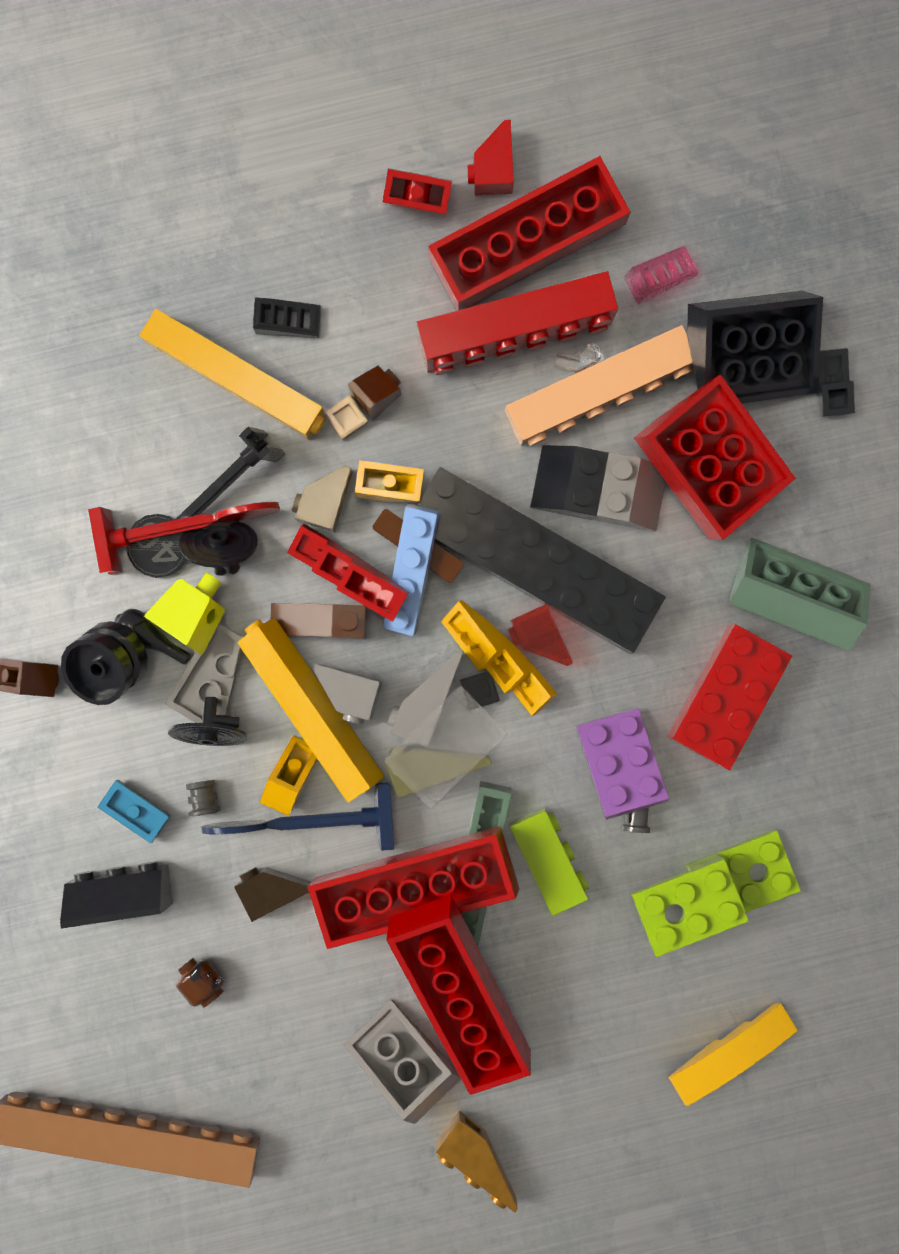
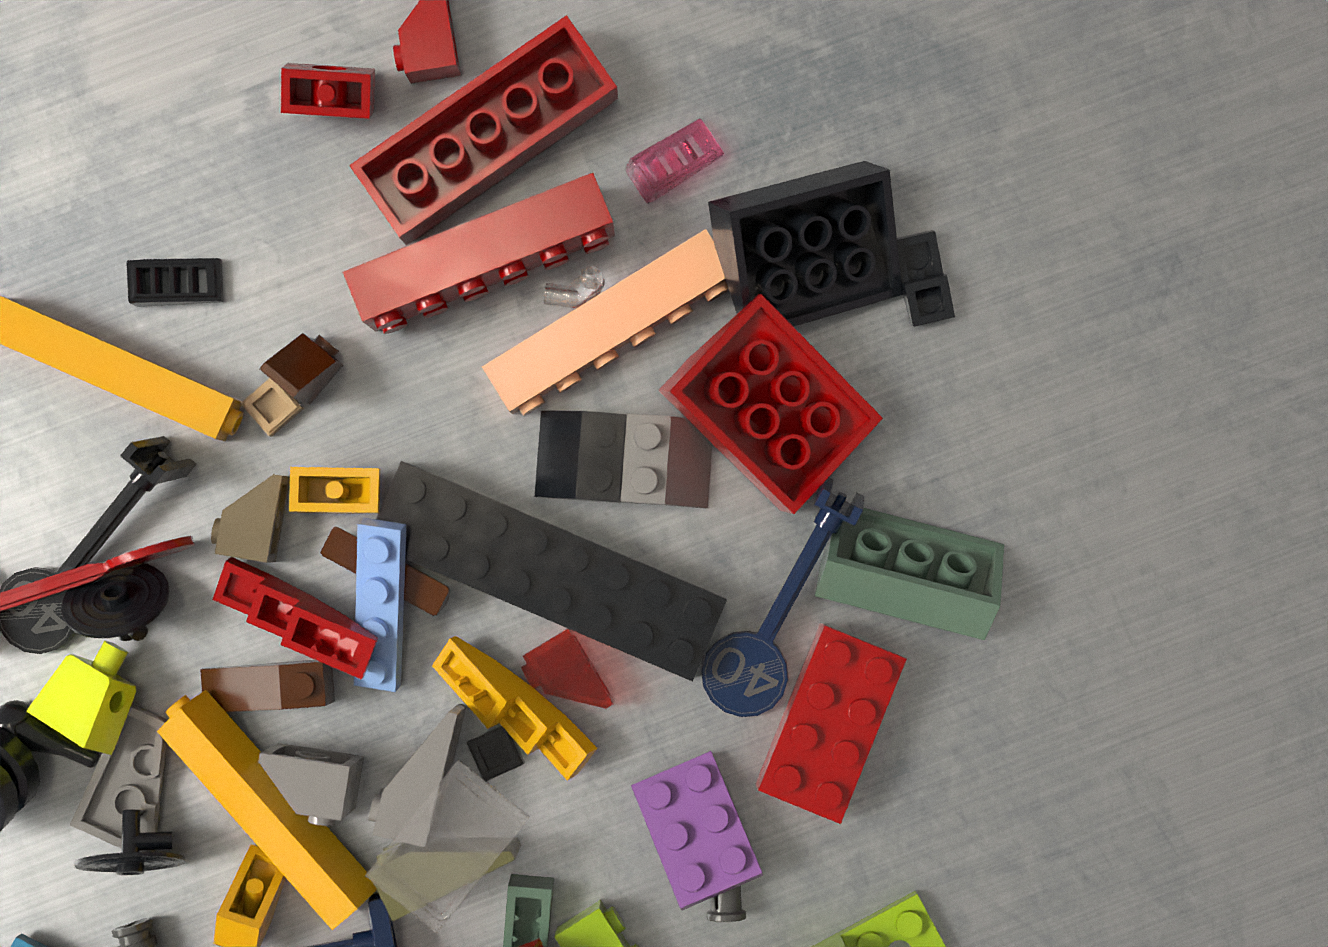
camera: 10 degrees left, 0 degrees up
(672, 651) = (746, 668): none -> dark blue piece

